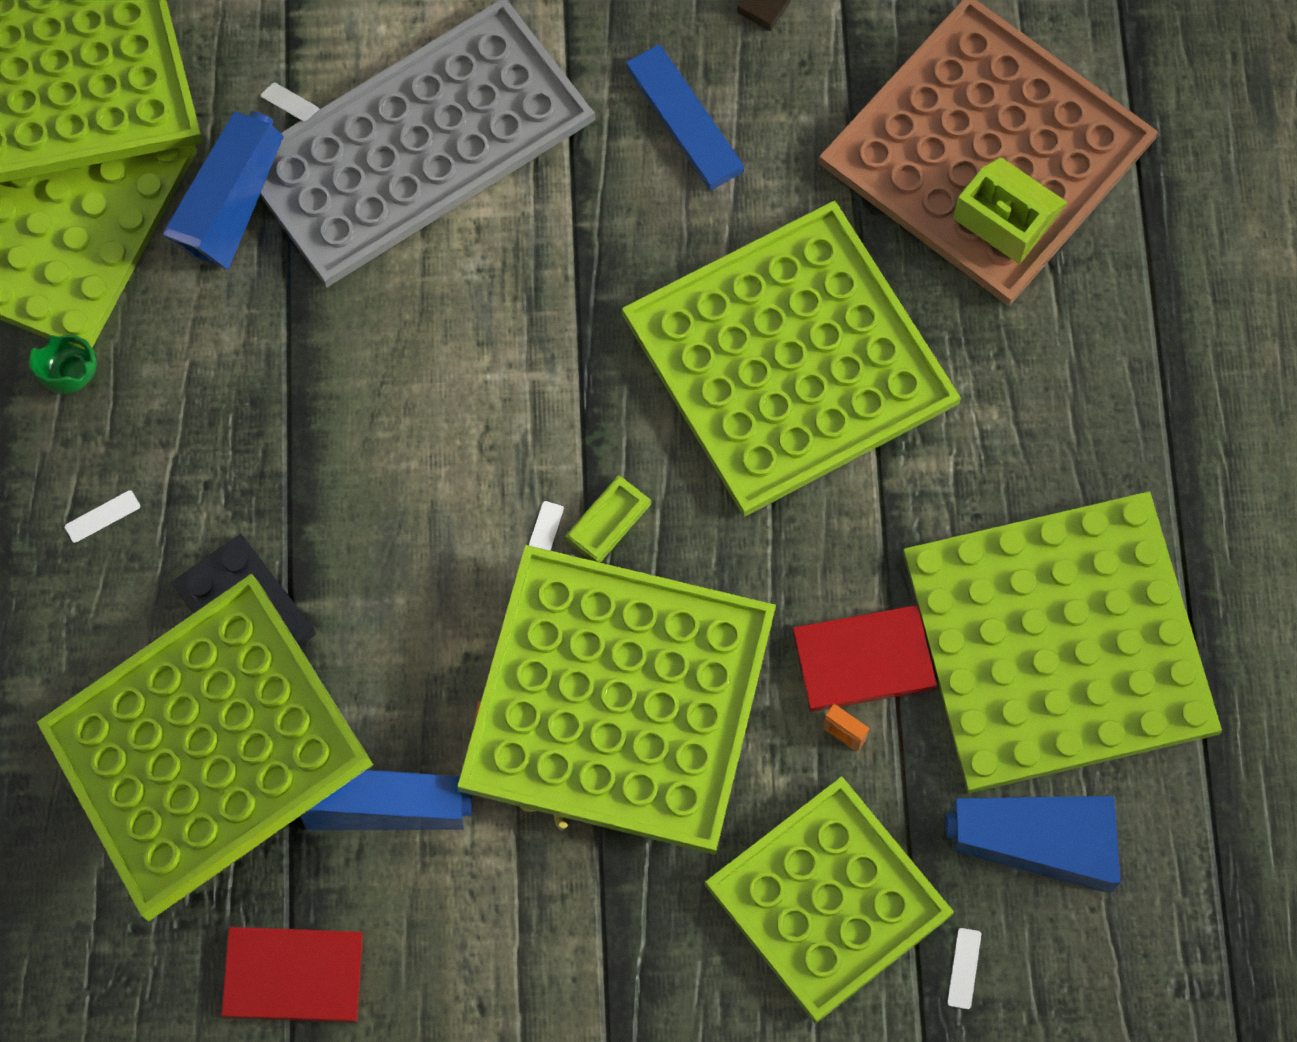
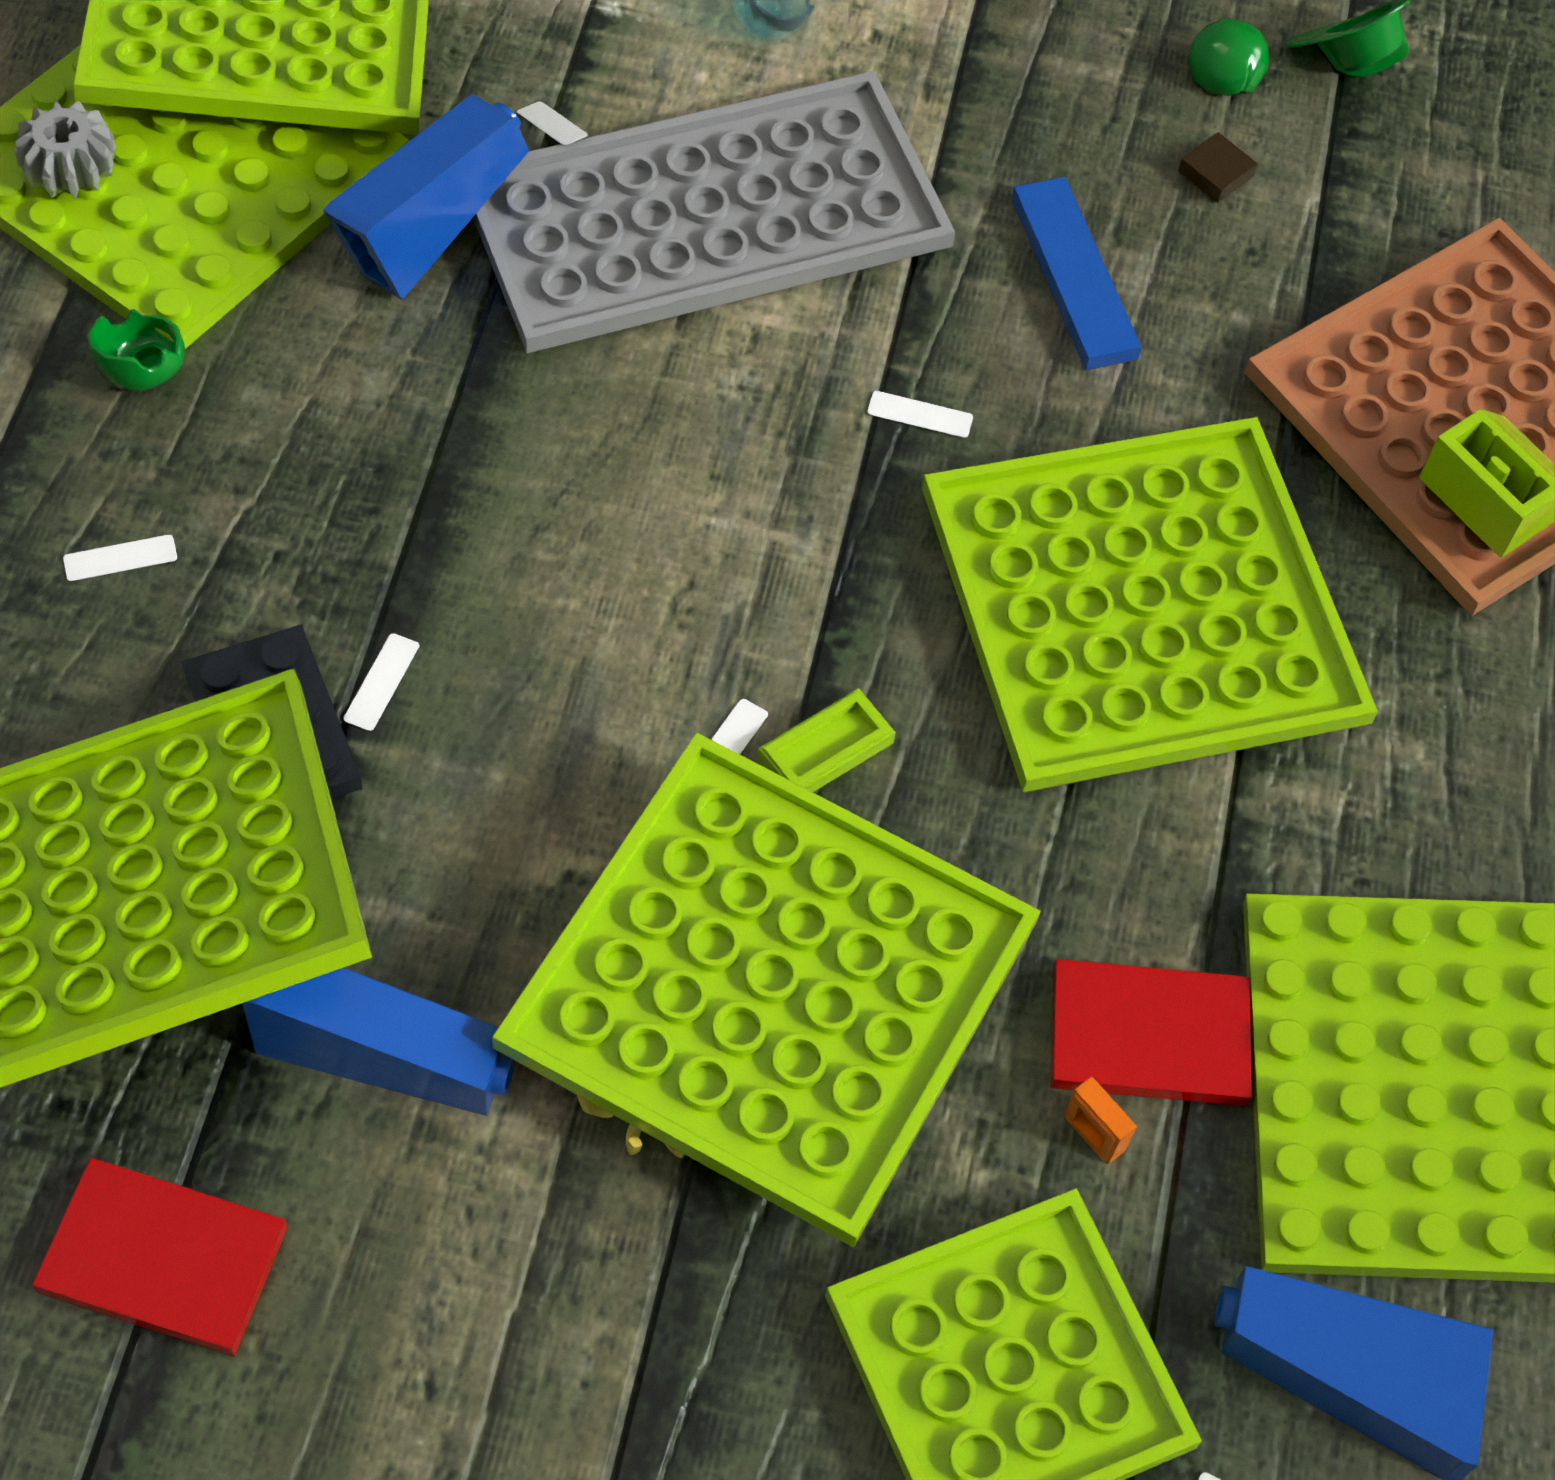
camera: 10 degrees right, 10 degrees down
(304, 556) = (381, 682): none -> white sticker
(606, 257) = (920, 414): none -> white sticker

